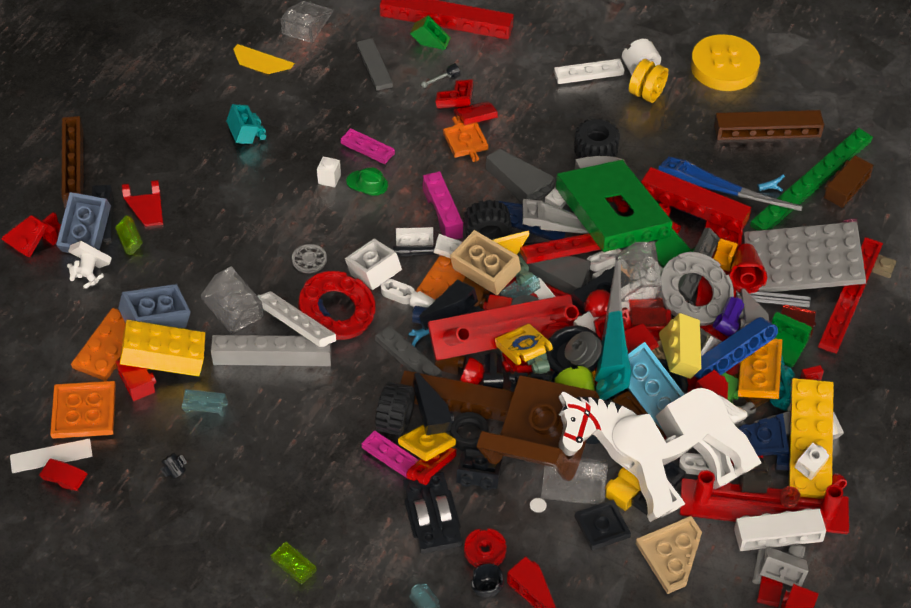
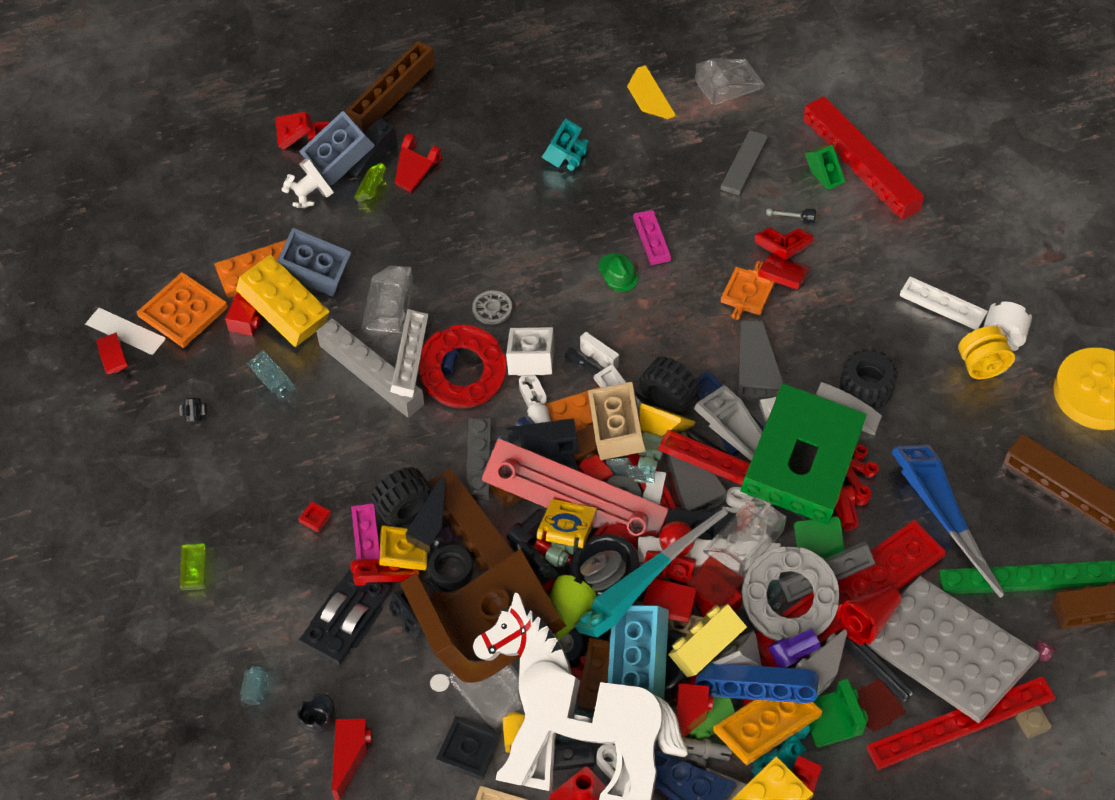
camera: 45 degrees right, 5 degrees up
(328, 171) = (589, 238): white brick -> none
(342, 468) = (315, 516): none -> red plate
(447, 213) = (657, 330): dark pink arch -> none
(473, 372) = (505, 515): red hair -> none
(484, 538) = (354, 696): red plate -> none
(696, 200) = (896, 508): red brick -> none
(725, 253) = (863, 582): light orange panel -> none
(771, 184) = (1005, 548): dark azure bar -> none

